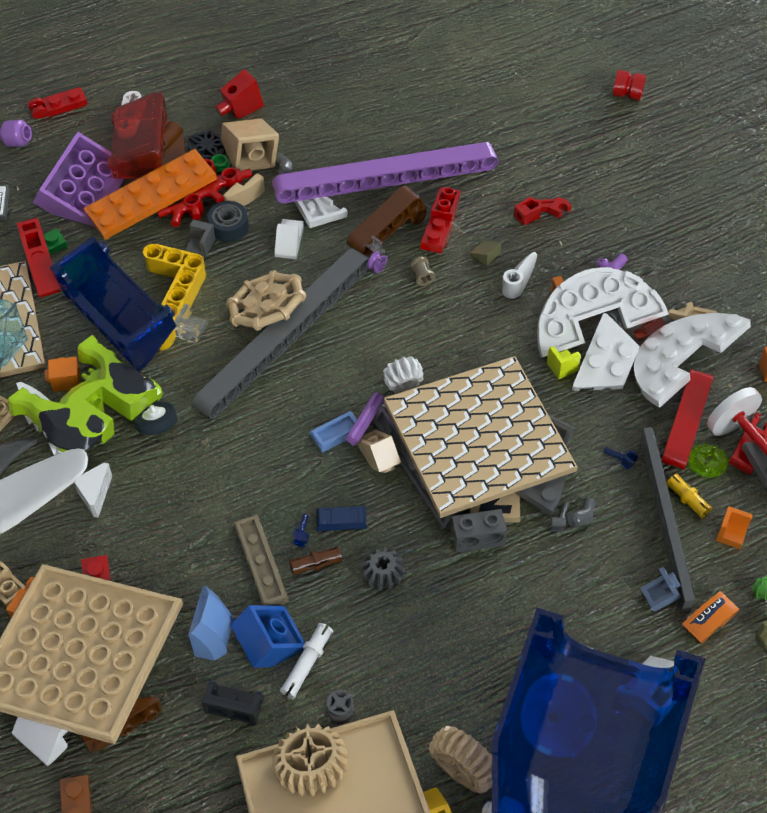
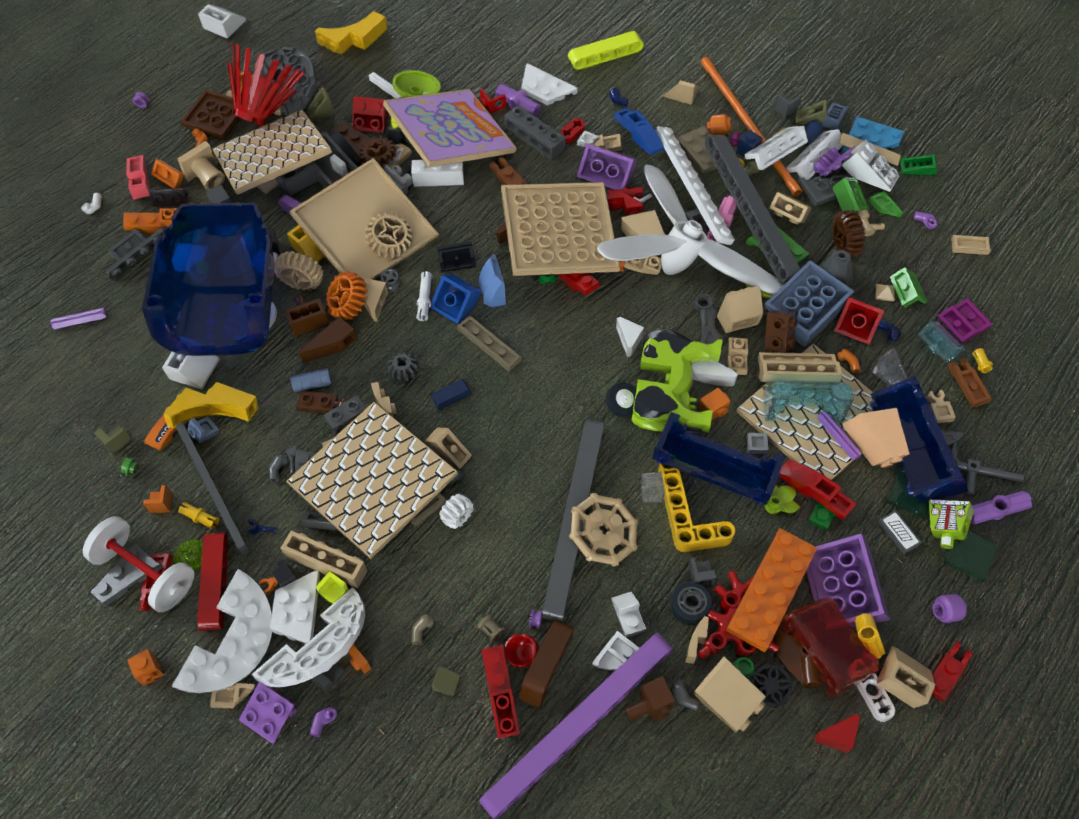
camera: 155 degrees right, 5 degrees up
(54, 322) = (757, 443): none -> light grey plate
(96, 101) = (906, 678): none -> tan slope
(101, 132) = (869, 634): none -> yellow piece
(181, 96) = (841, 735): none -> red slope
(240, 96) = (778, 756): red torso -> none
(301, 537) = (471, 367): clear blue hand -> none
(313, 157) = (655, 701): none -> reddish brown brick
(315, 560) = (451, 355): reddish brown pin -> none
(333, 432) = (488, 454): medium blue tile -> none
(365, 419) = (469, 466): medium lavender axle -> none
(375, 687) = (376, 296): none -> tan slope
(376, 245) = (543, 625): clear hand -> none
(403, 240) = (521, 650): none -> red hair
(418, 688) = (346, 295): none -> orange gear
(426, 531) = (382, 400): none -> tan slope
(457, 645) = (331, 340): none -> reddish brown slope
(479, 690) = (306, 315): none -> reddish brown brick
(489, 301) = (418, 627): none -> dark tan arm
(501, 569) = (318, 402): none -> reddish brown plate
(504, 602) = (311, 380): none -> sand blue axle
(517, 278) = (404, 668): white piece -> none
(530, 208) = (405, 767): red piece -> none
(563, 385) = (324, 558): none -> tan brick
(610, 393) = (282, 575): none -> black piece
(631, 619) = (217, 401): none -> yellow arch
(649, 327) = (264, 653): clear red tile -> none
(664, 285) = (267, 712): none -> medium lavender hinge

